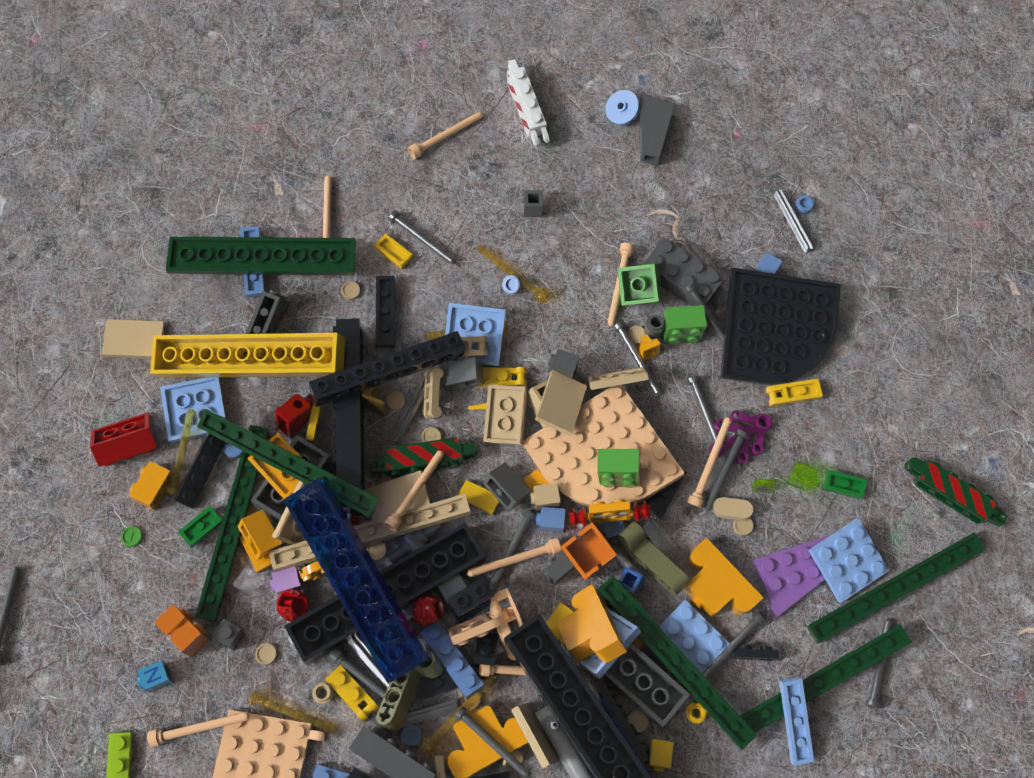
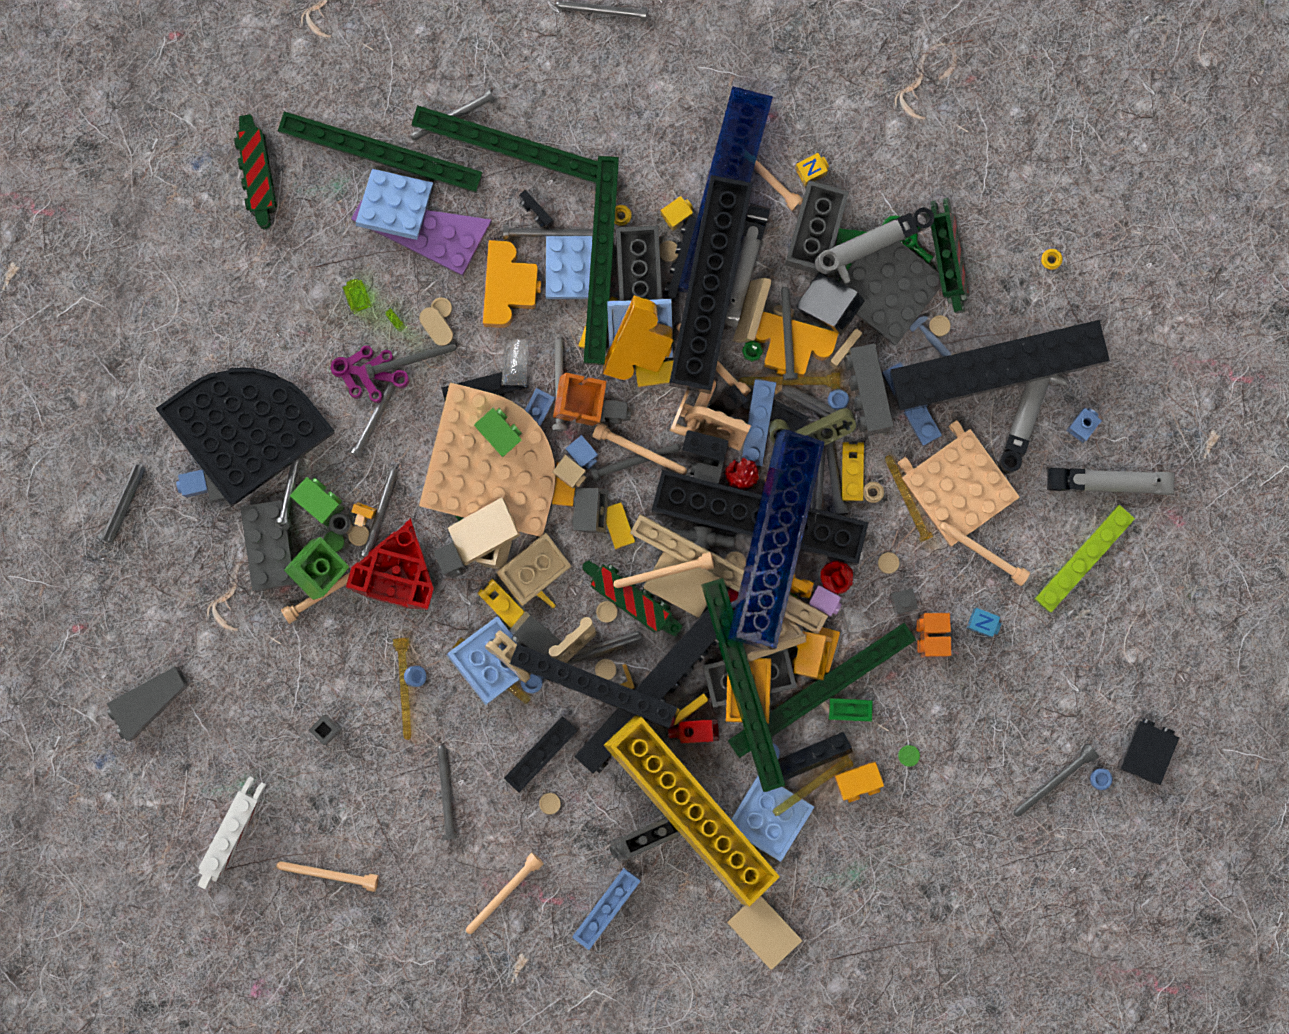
camera: 125 degrees left, 15 degrees up
(123, 440) = (847, 844): red slope -> none
(261, 255) = (596, 901): dark green plate -> none
(393, 251) = (480, 804): yellow tile -> none
(505, 707) = (752, 351): none -> green tile
(591, 329) = (394, 572): none -> red wedge
(610, 512) = (529, 404): plate -> none
(618, 378) = (418, 508): tan tile -> none
(628, 112) = (145, 739): light blue plate -> none
(632, 580) = (571, 348): blue brick -> none
(636, 544) = (539, 345): olive beam -> none
(645, 314) = (334, 540): none -> bright green piece
(697, 498) = (456, 360): light nougat piece -> none
(794, 392) = (288, 364): yellow plate -> none
(796, 721) = (558, 138): light blue plate -> none
(804, 204) = (97, 508): medium blue tile -> none
(845, 484) = (331, 259): green plate -> none

